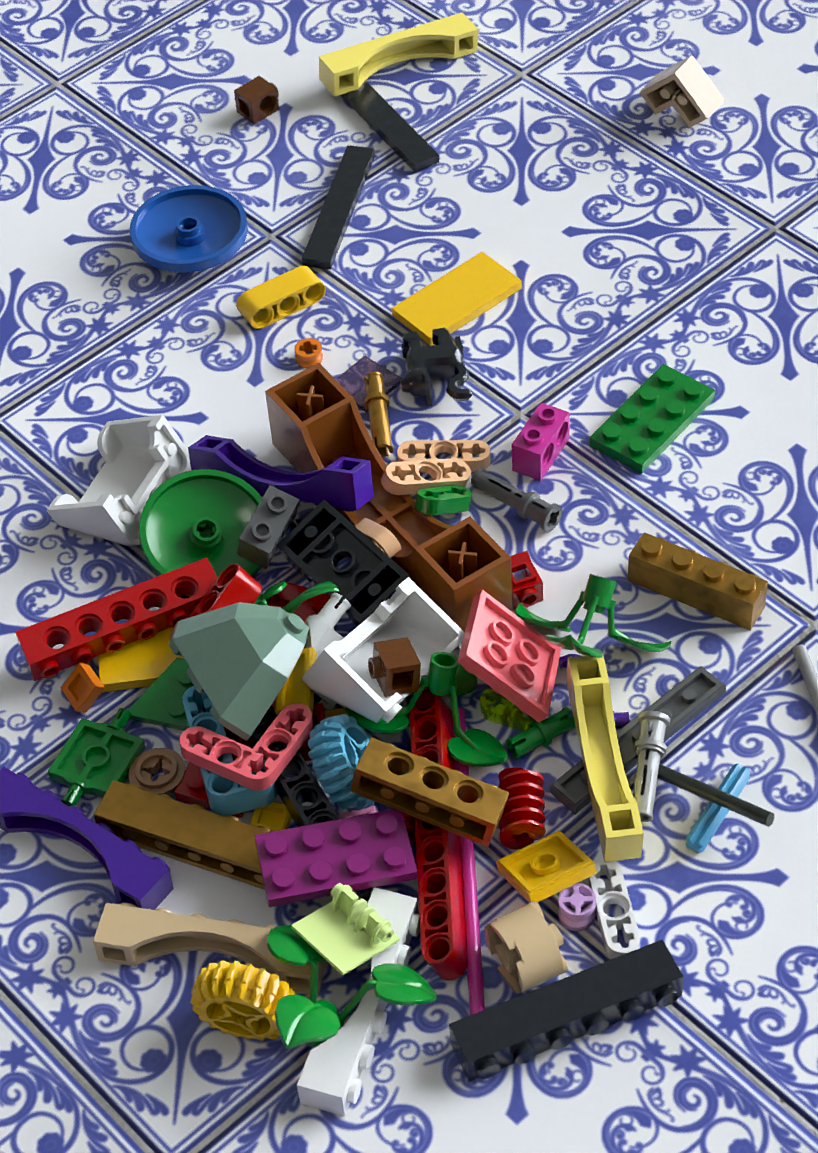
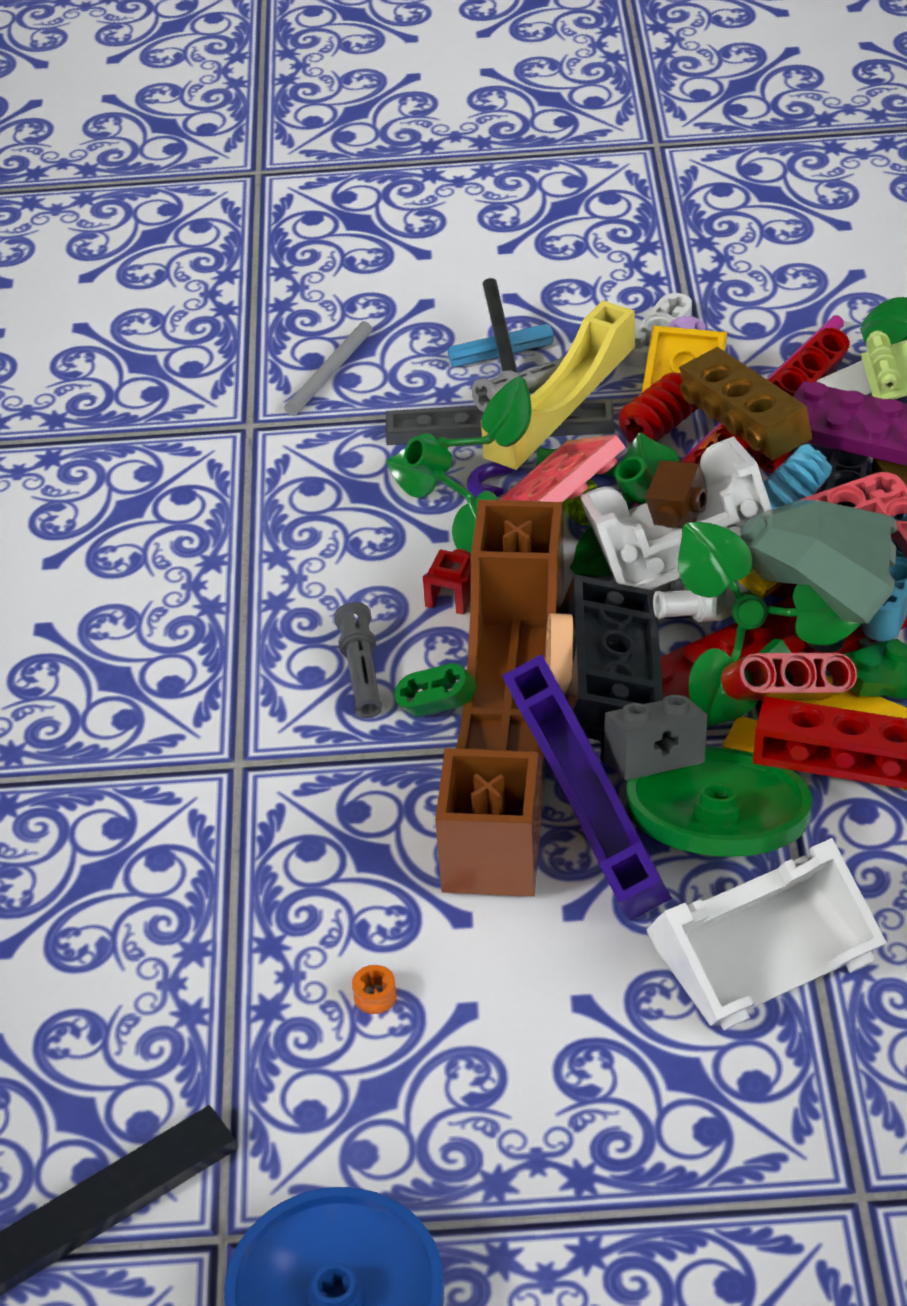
camera: 140 degrees left, 5 degrees down
(280, 297) = (326, 1088): yellow beam -> none
(353, 379) = (352, 909): clear purple piece -> none
(377, 403) = (376, 853): pearl gold pin -> none
(404, 476) = (426, 719): light nougat beam -> none
(434, 362) = (262, 858): black animal -> none
(454, 447) = (379, 772): light nougat beam -> none
(457, 297) = (129, 945): yellow tile -> none
(526, 947) = (762, 312): tan brick -> none
(540, 441) = (270, 690): dark pink brick -> none
(566, 1010) = (766, 285): black brick -> none
(652, 418) = (128, 666): green plate -> none
(697, 581) = (304, 486): pearl gold brick -> none

